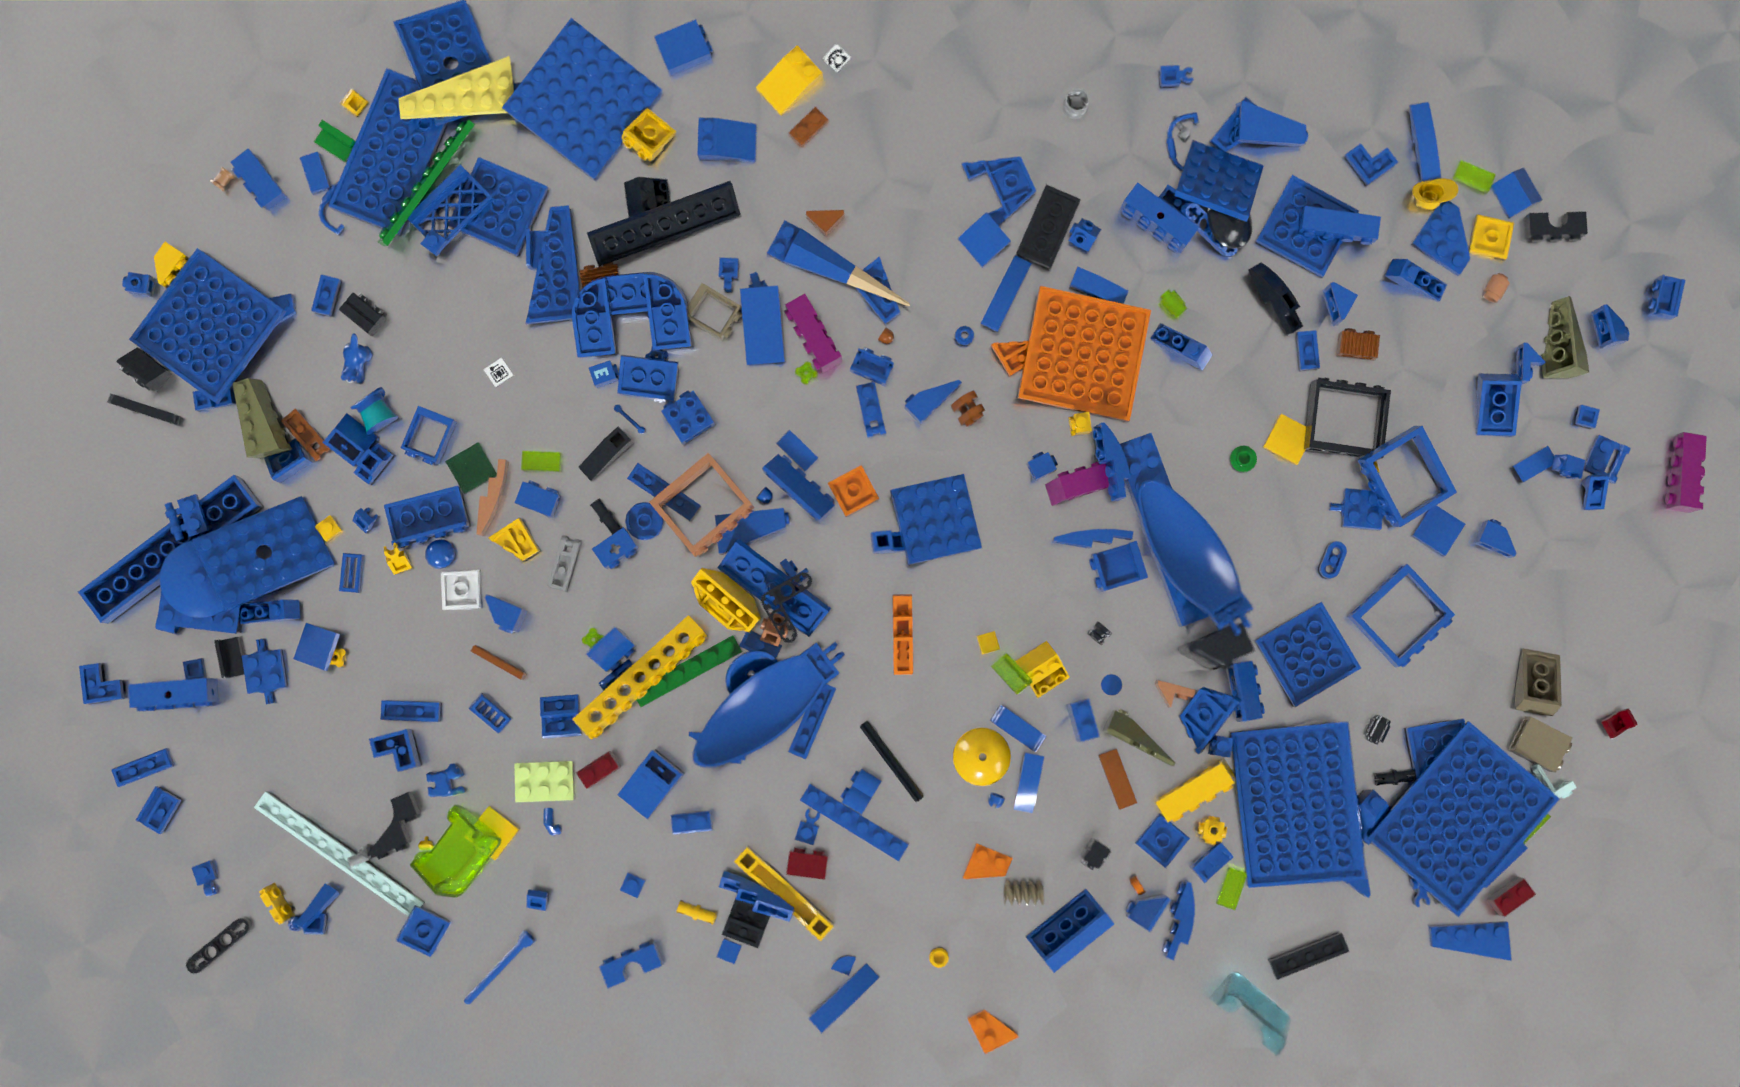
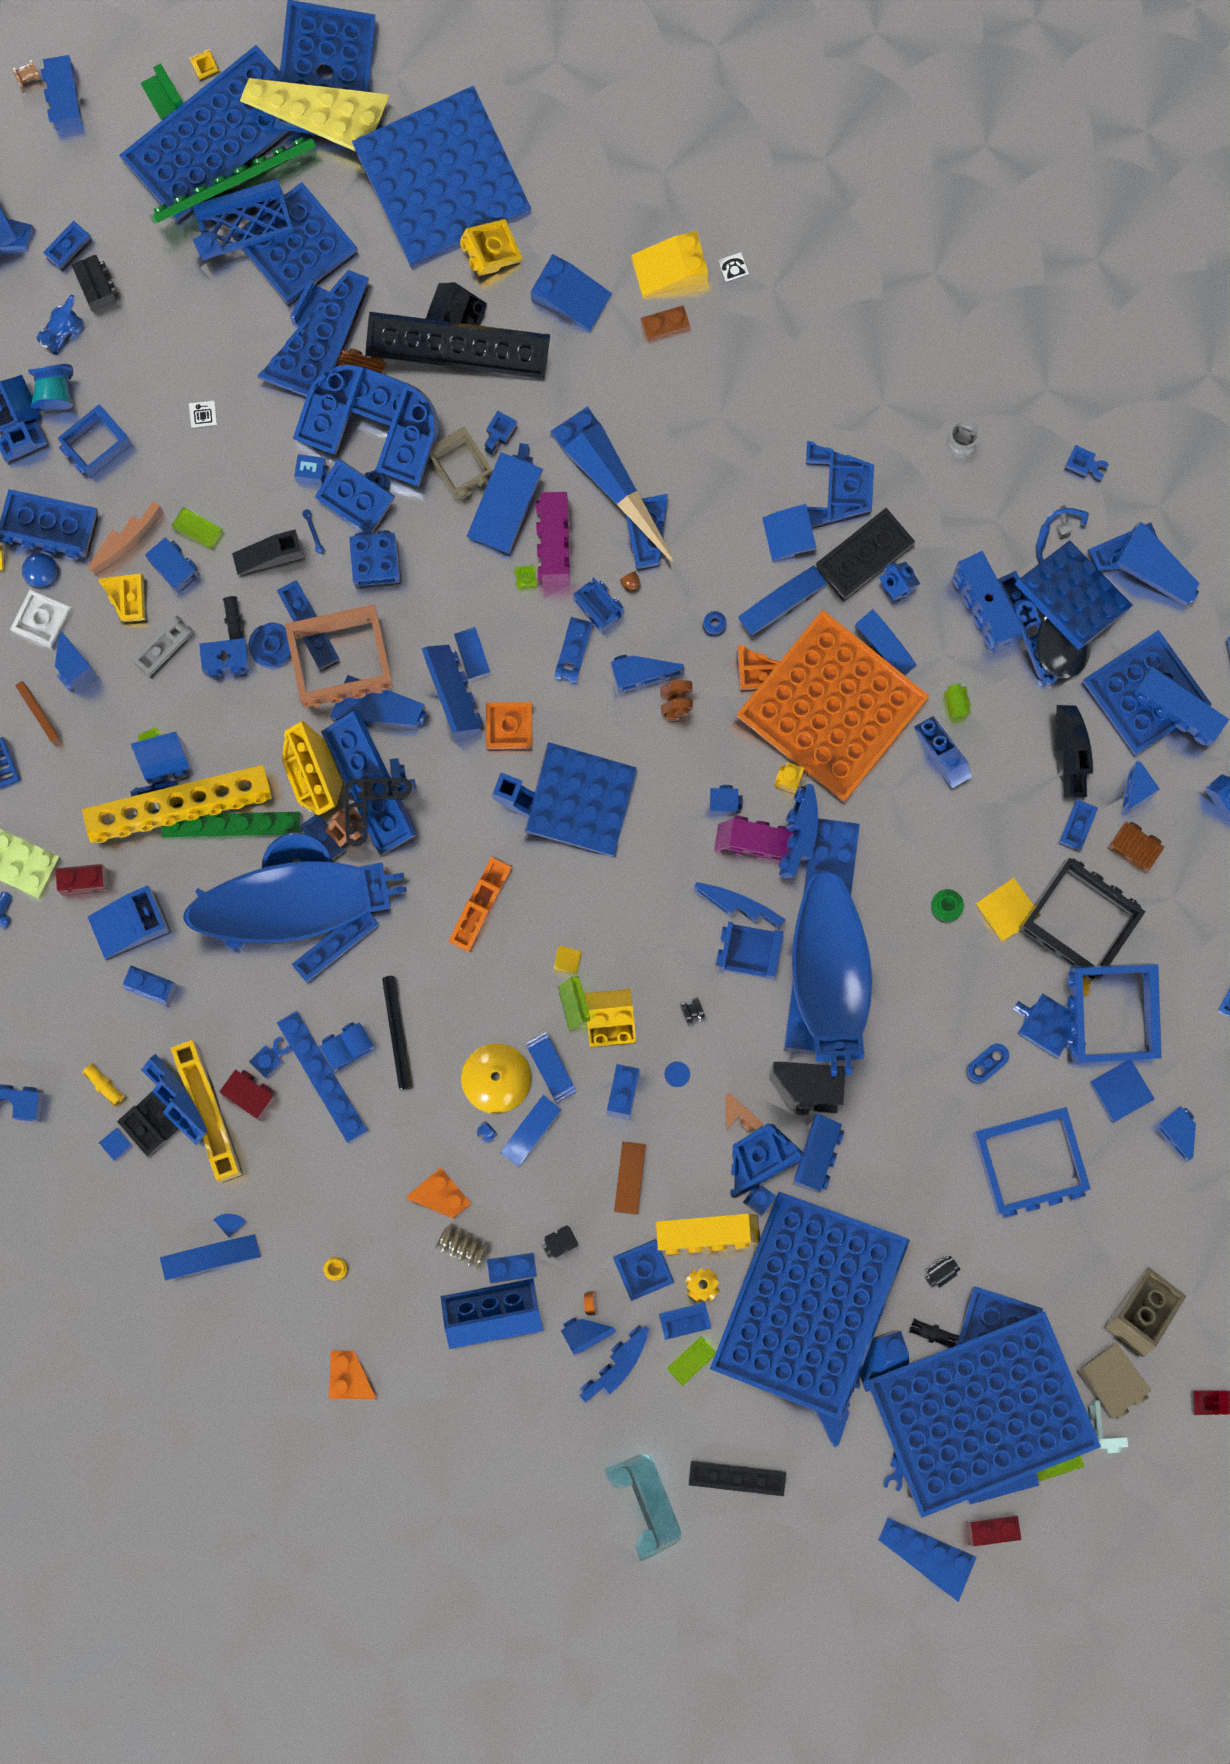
camera: 30 degrees right, 5 degrees down
(315, 172) = (124, 115): blue tile -> none
(326, 198) = (120, 148): blue piece -> none
(471, 468) = (120, 498): clear green tile -> none
(558, 716) = (68, 800): blue slope -> none
(632, 885) = (52, 1020): blue plate -> none
(683, 47) = (577, 175): blue brick -> none
(765, 495) = (412, 683): blue hinge -> none
(825, 220) = (631, 428): dark orange slope -> none
(1066, 889) = (511, 1267): none -> blue plate
(1130, 732) = (666, 1128): olive wedge -> none
(1308, 654) = (907, 1150): blue plate -> none

